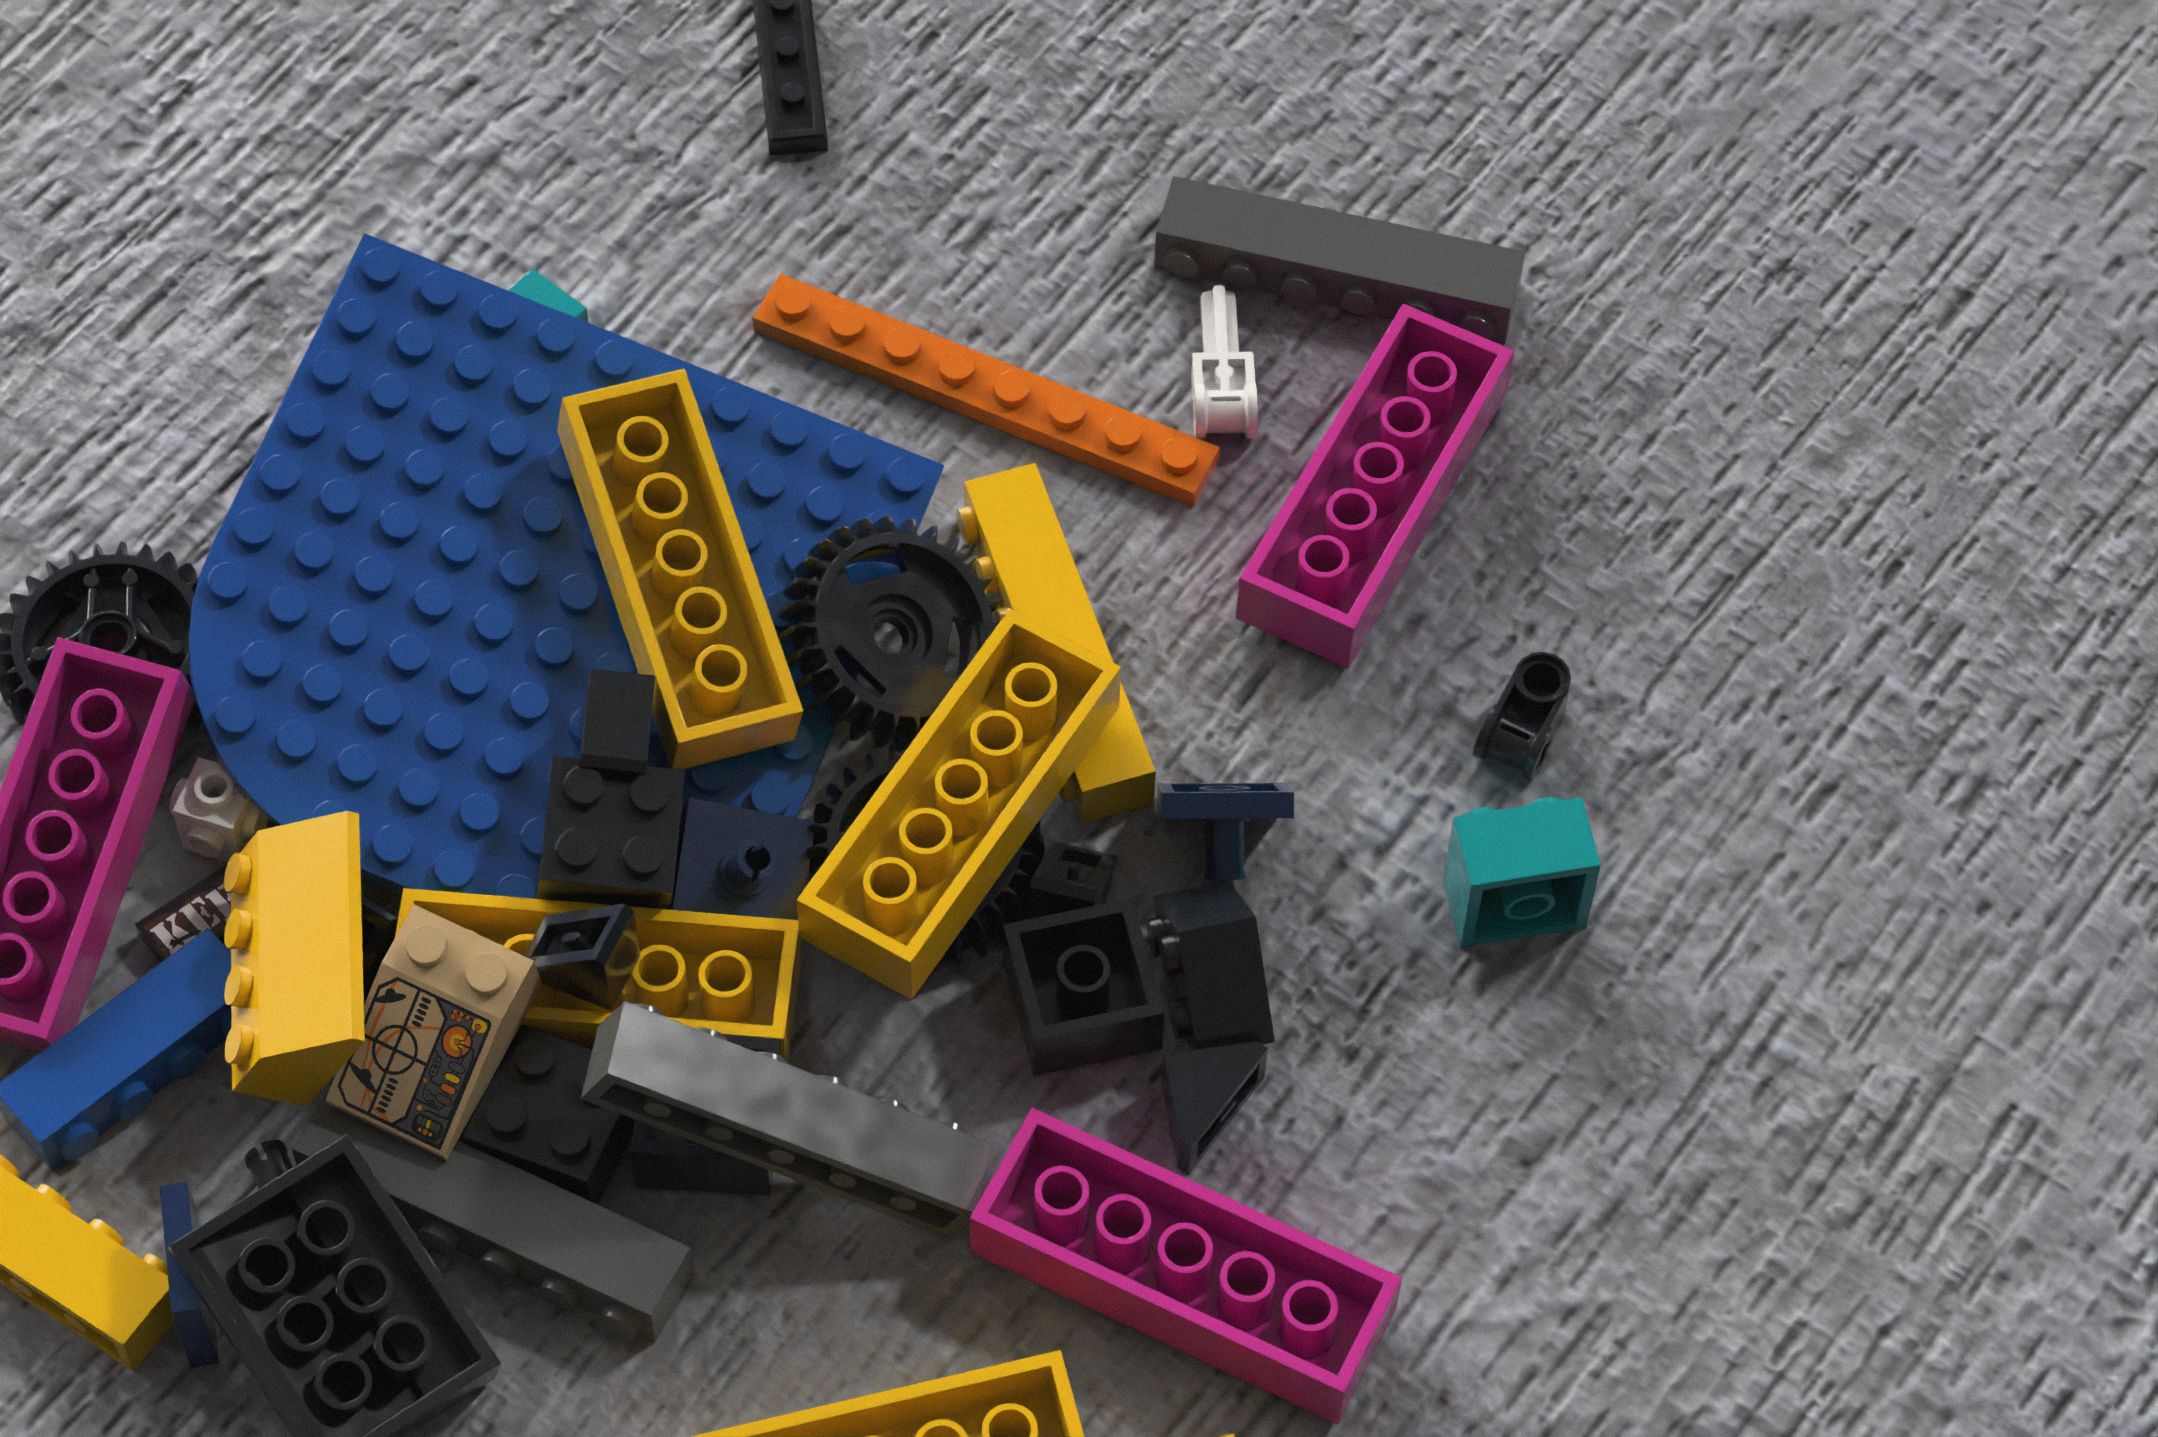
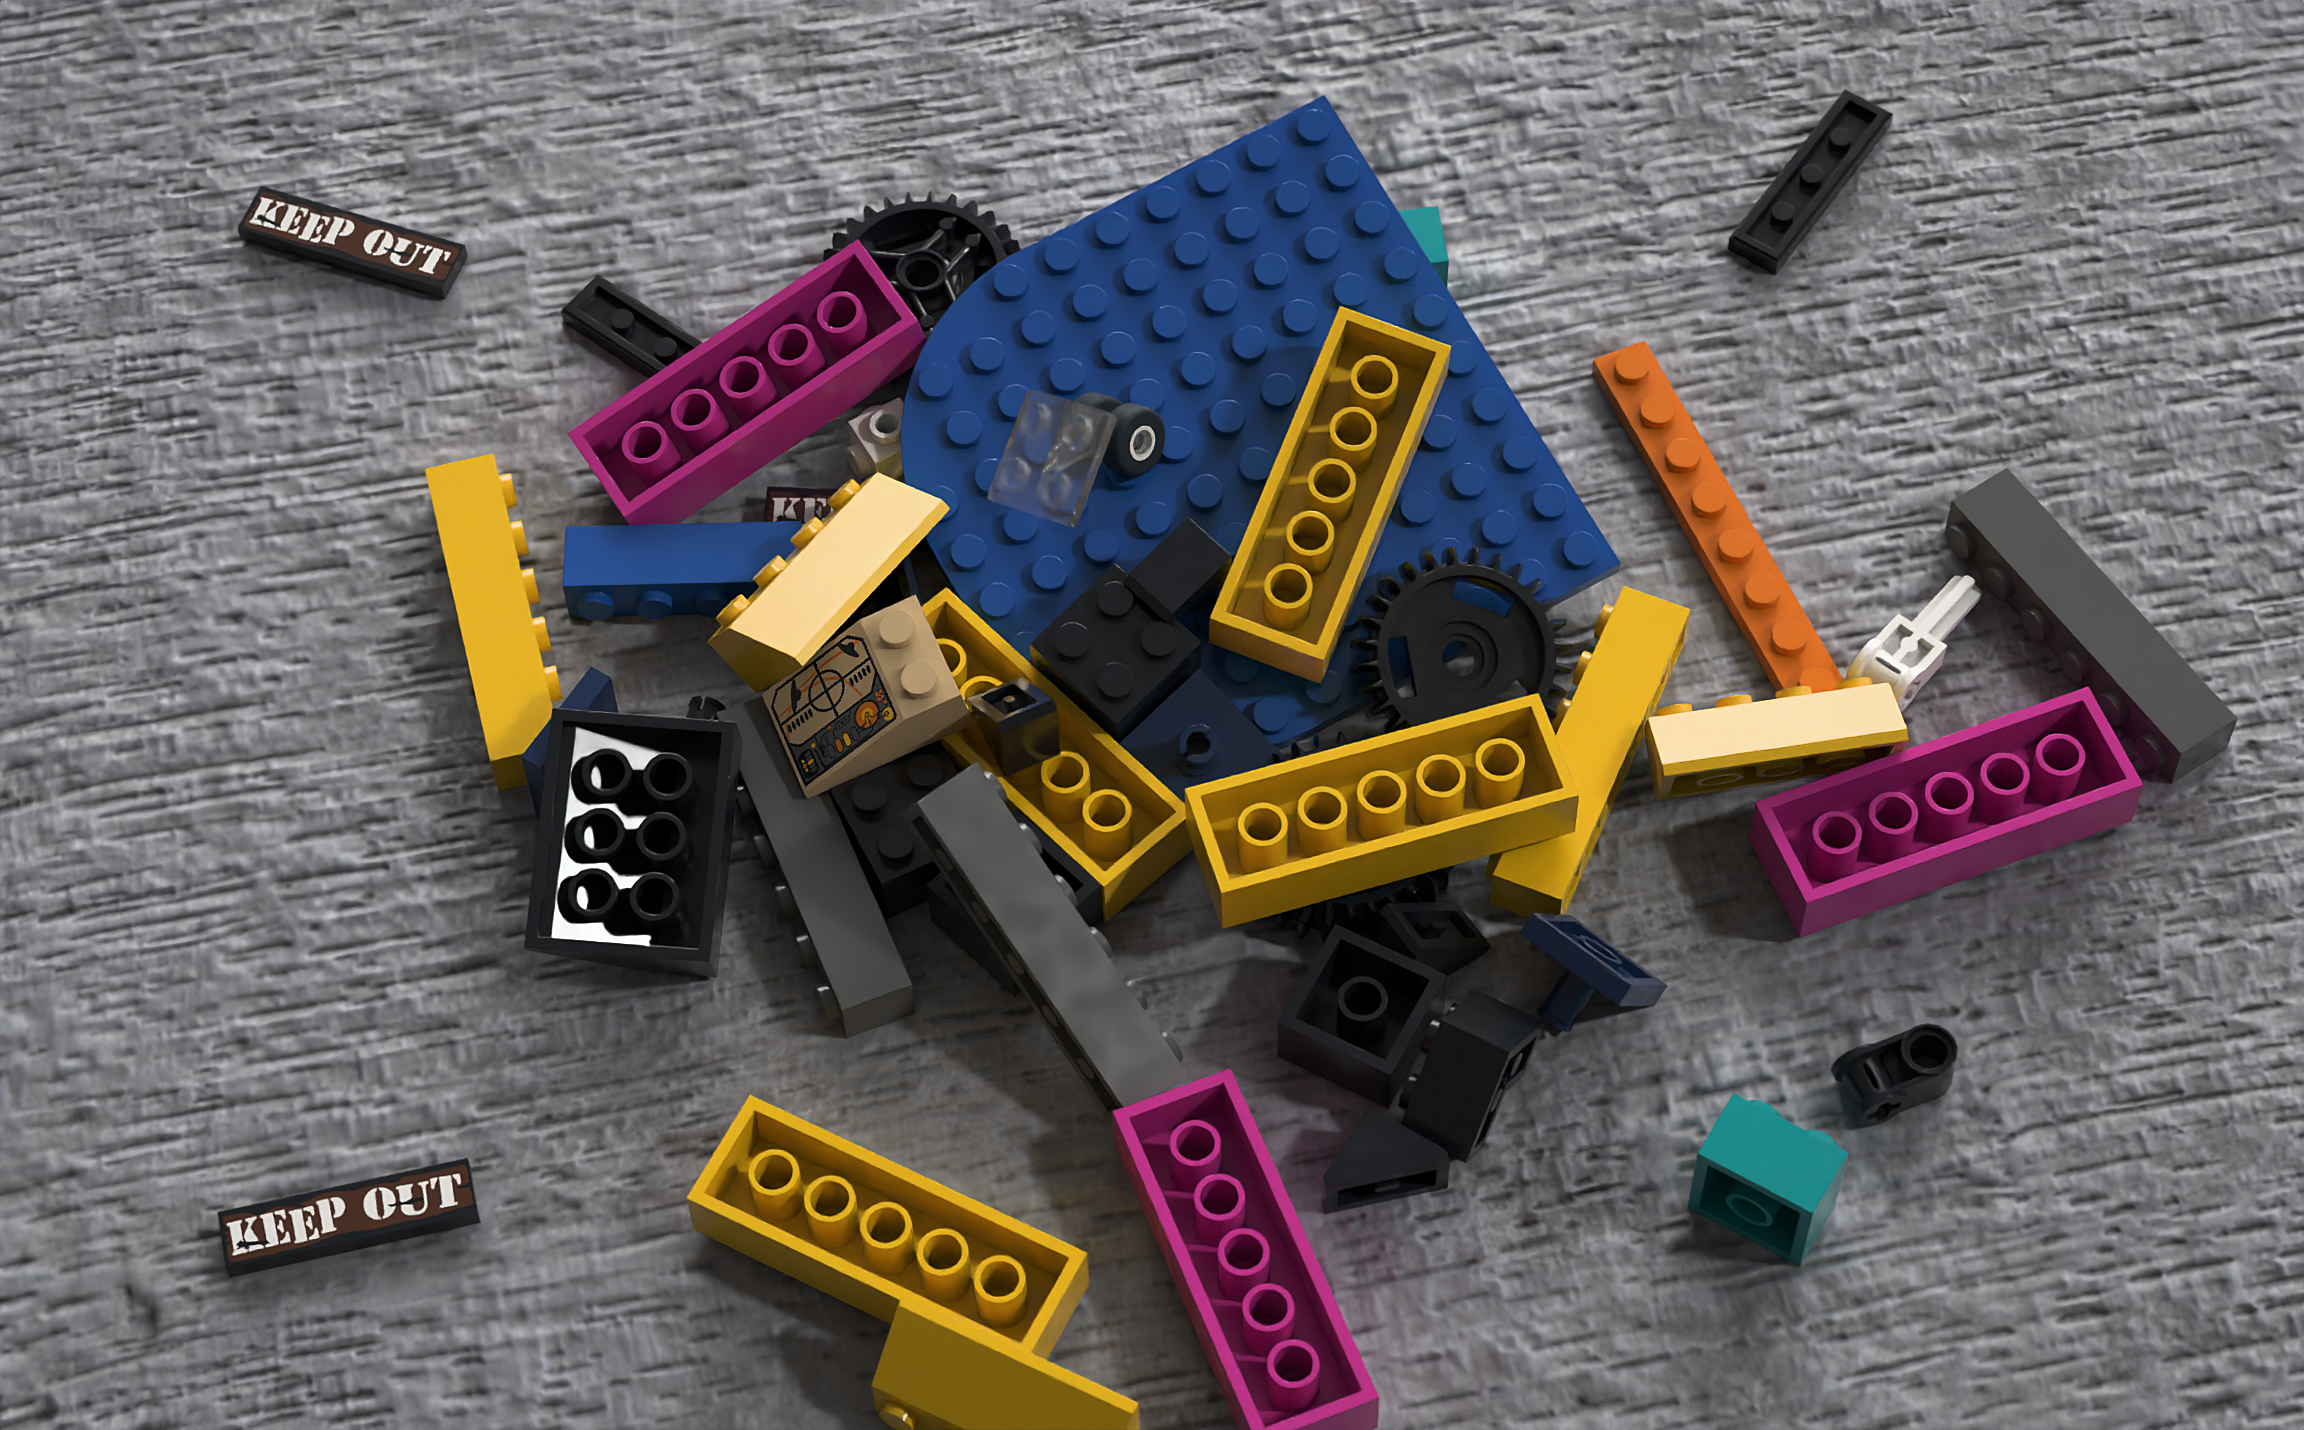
camera: 45 degrees right, 0 degrees up
(419, 694) = (1061, 447): none -> clear plate
(1196, 519) = (1772, 739): none -> slope

